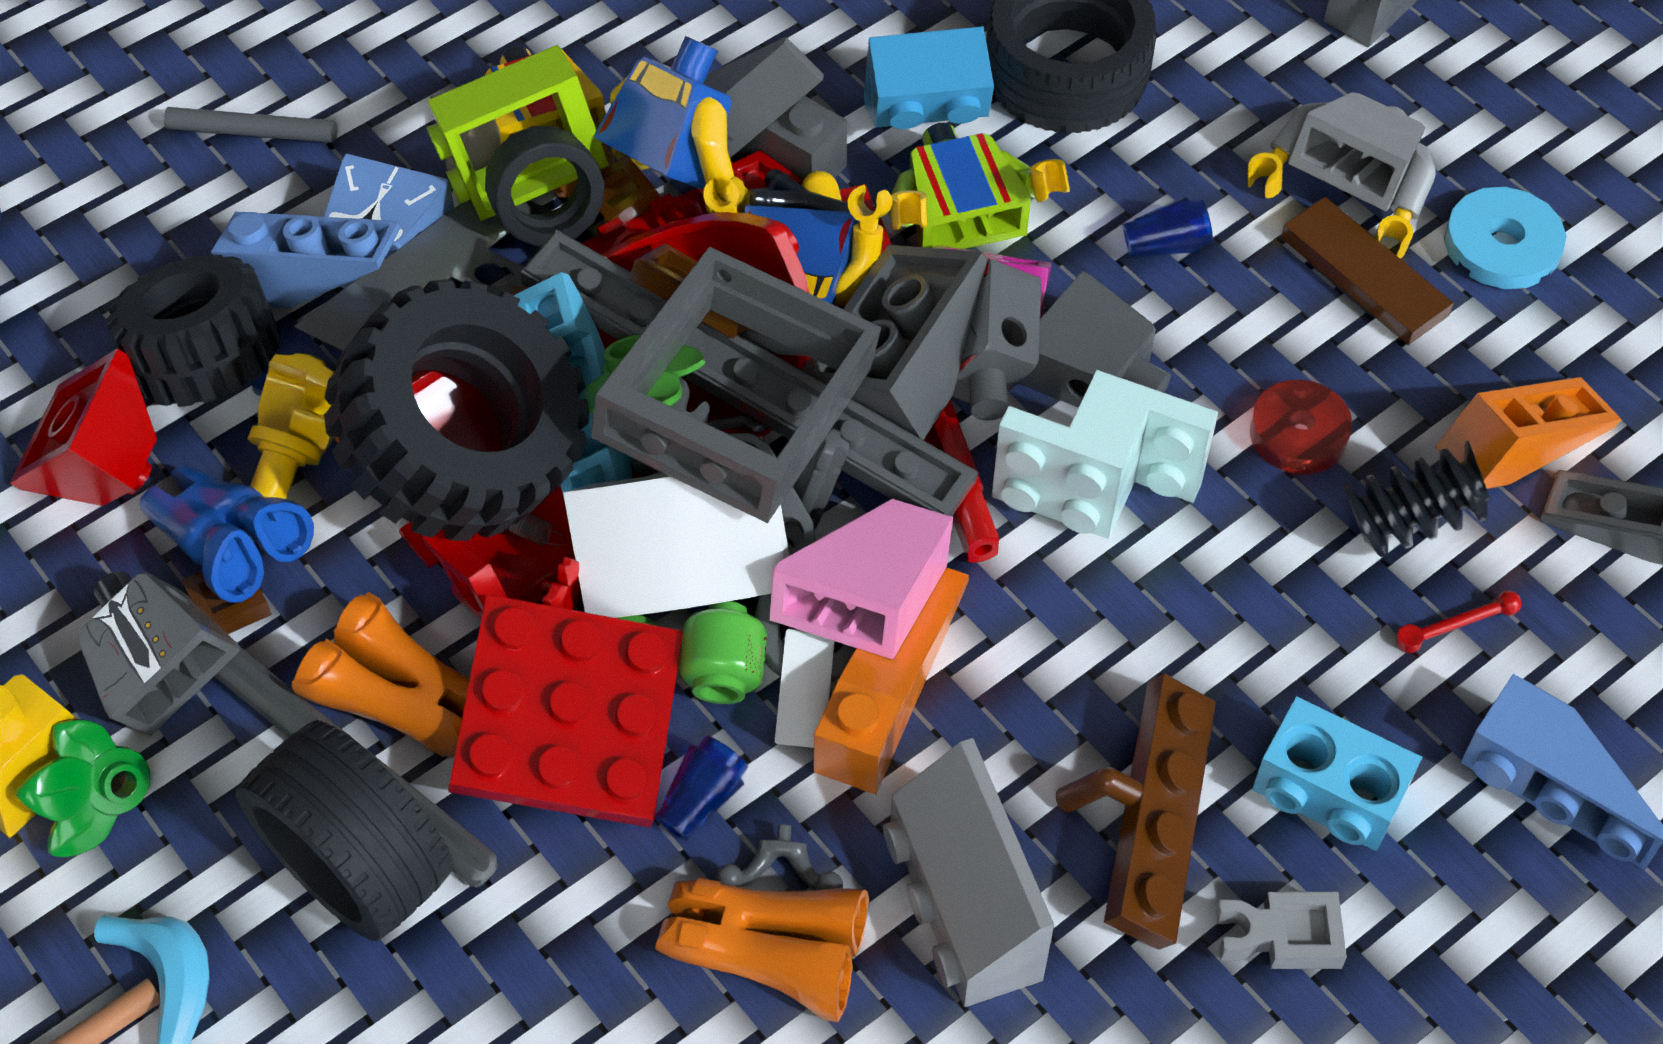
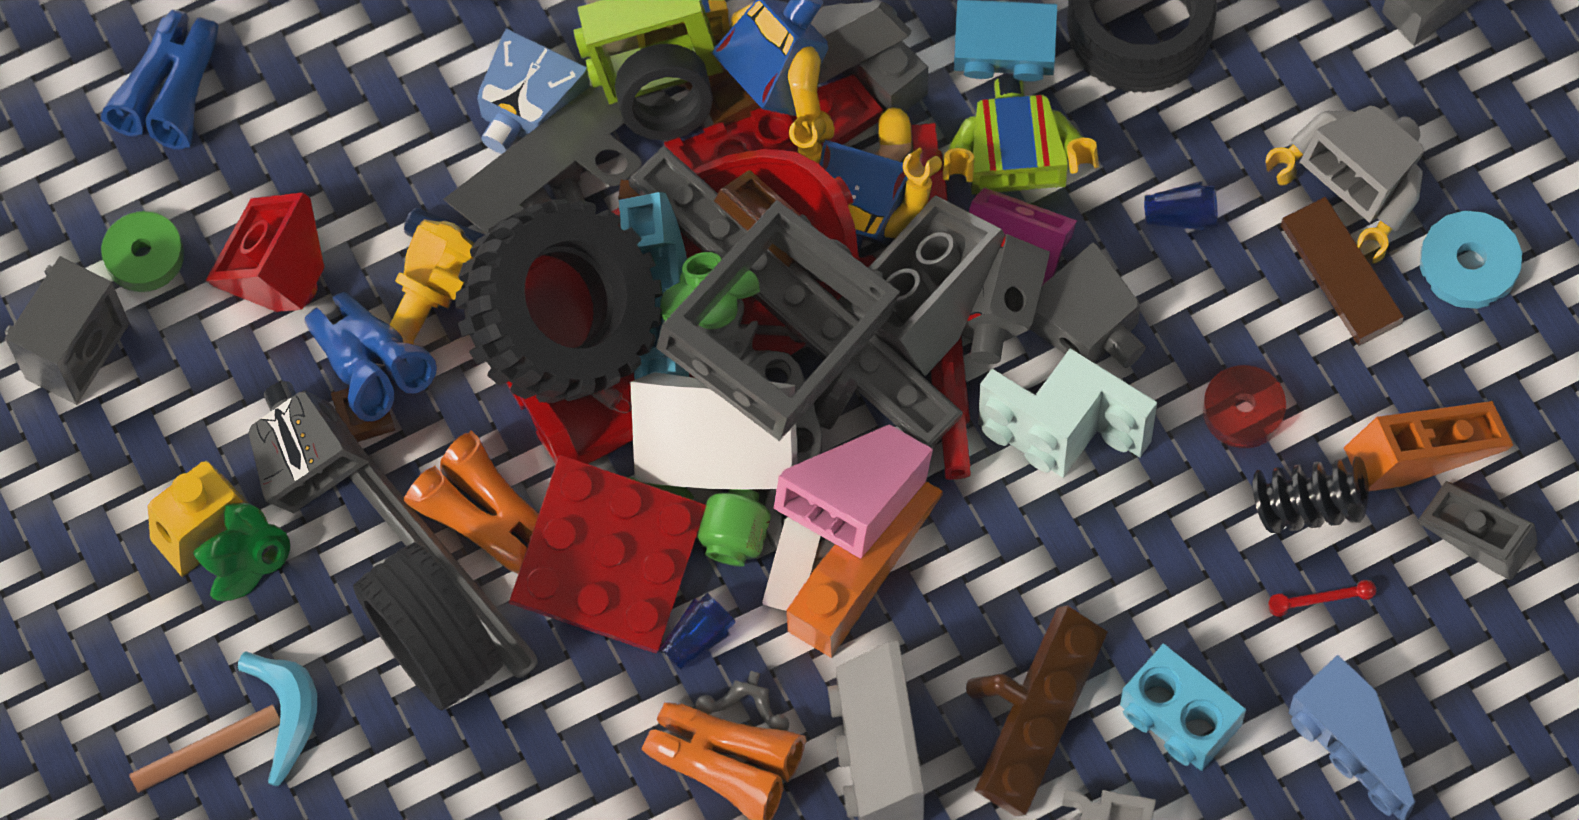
camera: 15 degrees right, 10 degrees up
(195, 329) = (364, 176): black tyre -> none
(305, 253) = (456, 122): medium blue slope -> none
(567, 591) = (621, 456): red plant -> none
(787, 193) = (870, 134): black piece -> none

